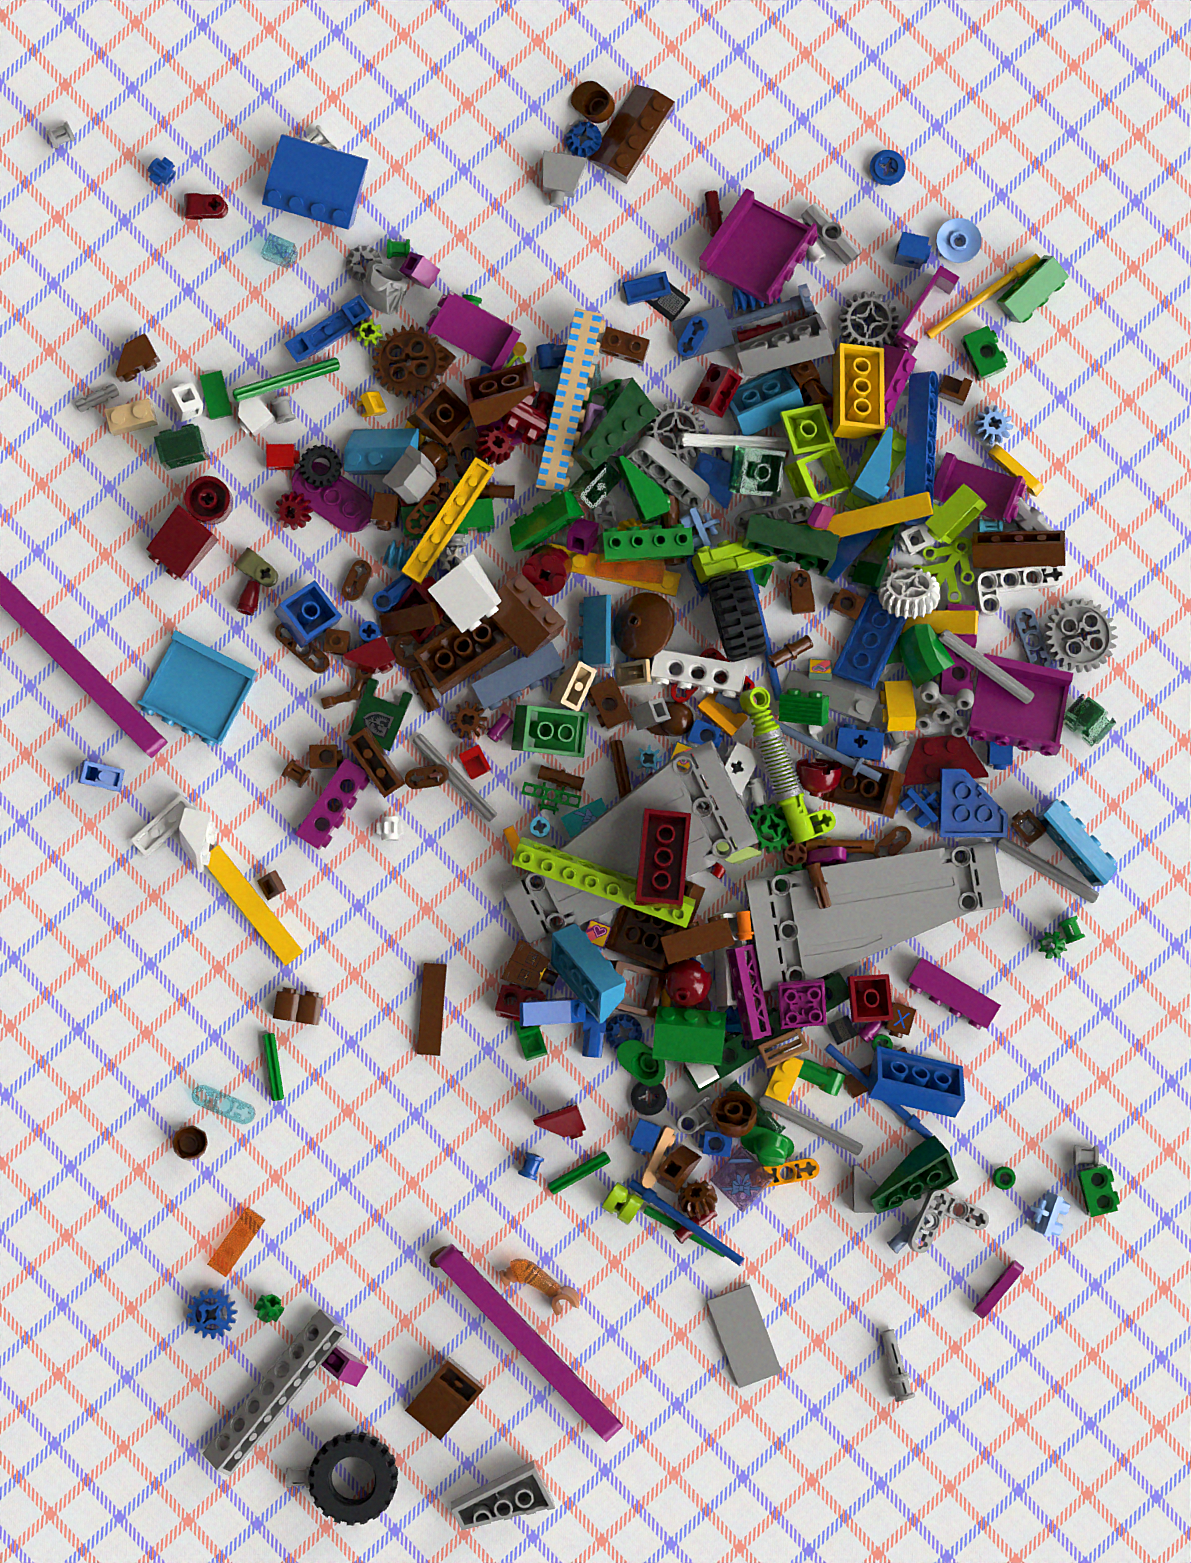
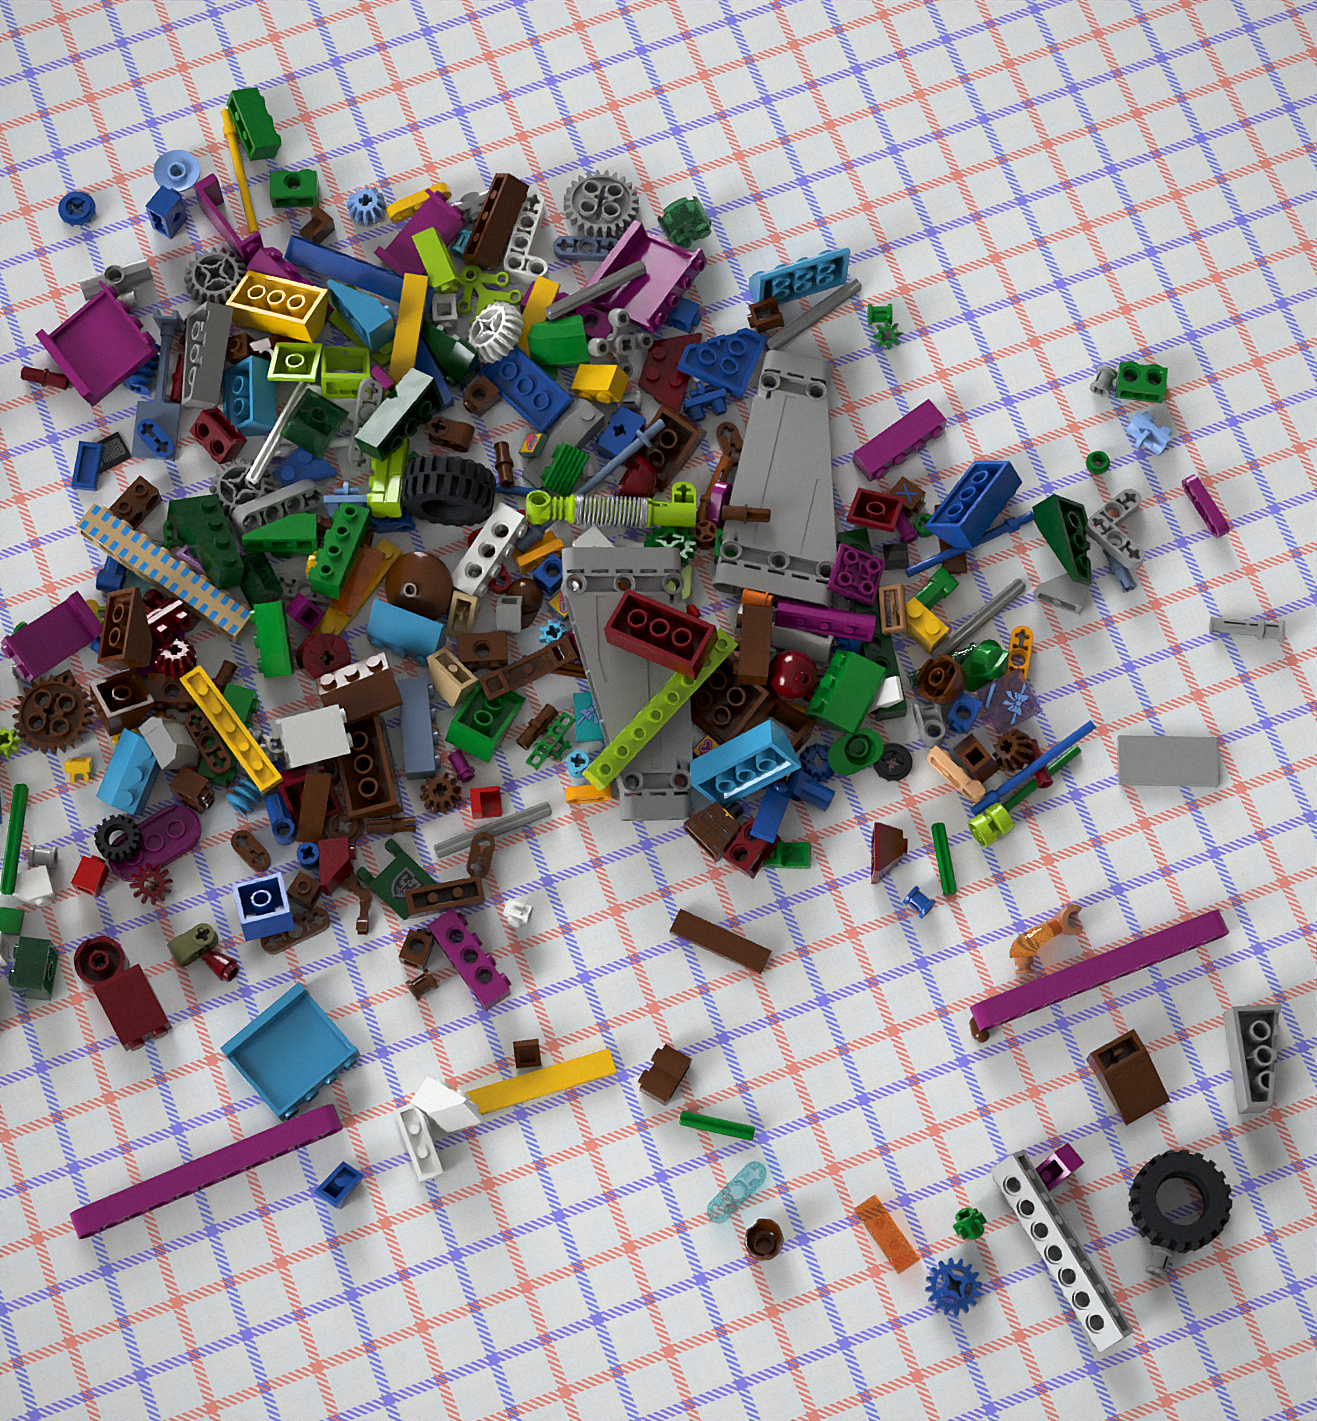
camera: 70 degrees left, 15 degrees down
(606, 749) = (528, 668): none -> reddish brown slope
(644, 1136) = (930, 779): blue brick -> none

